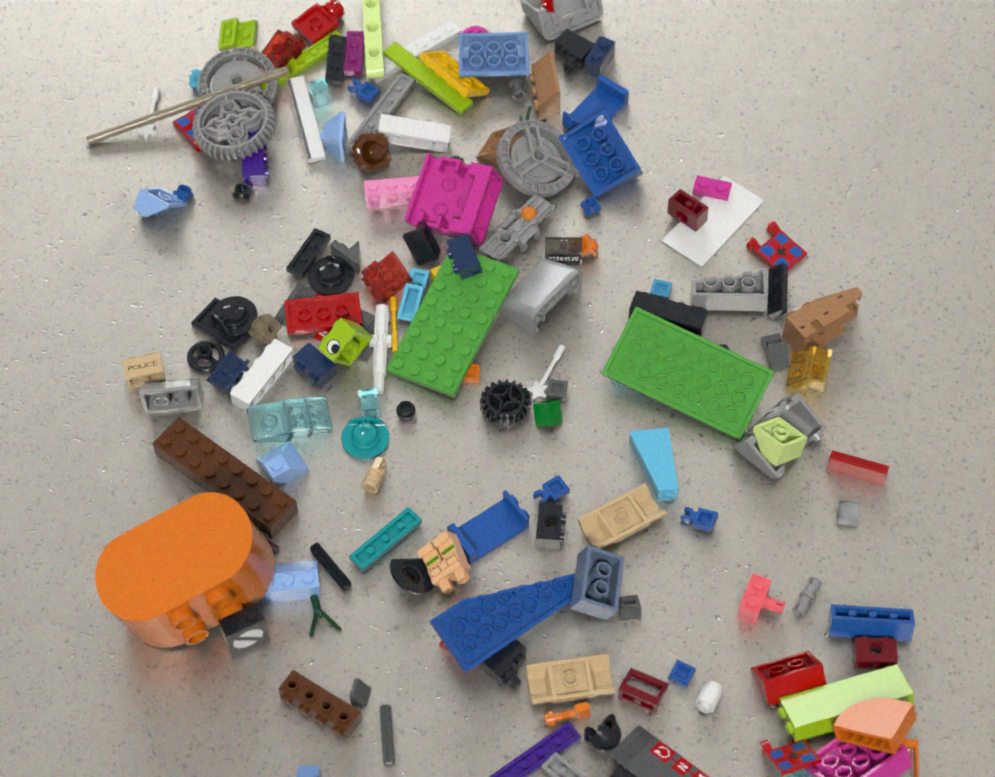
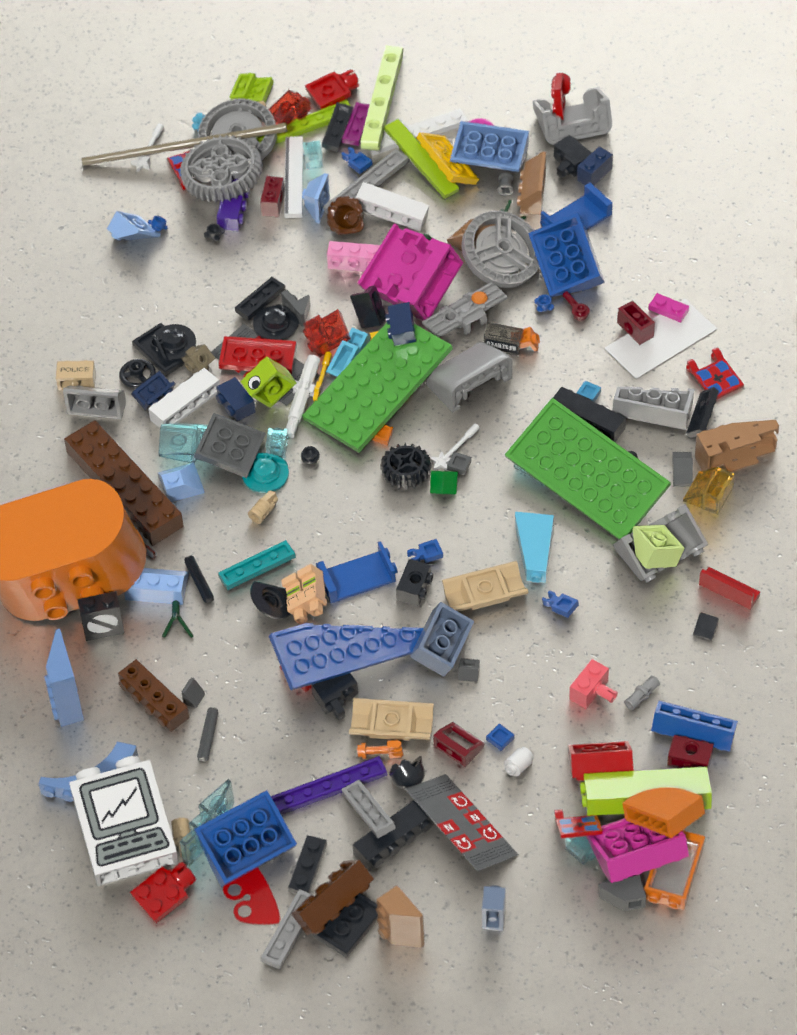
camera: 15 degrees right, 5 degrees down
(228, 717) = (62, 684): none -> medium blue slope
(291, 143) = (272, 196): none -> dark red brick
(323, 416) = (229, 445): none -> dark grey plate
(627, 207) = (579, 311): none -> dark red plate

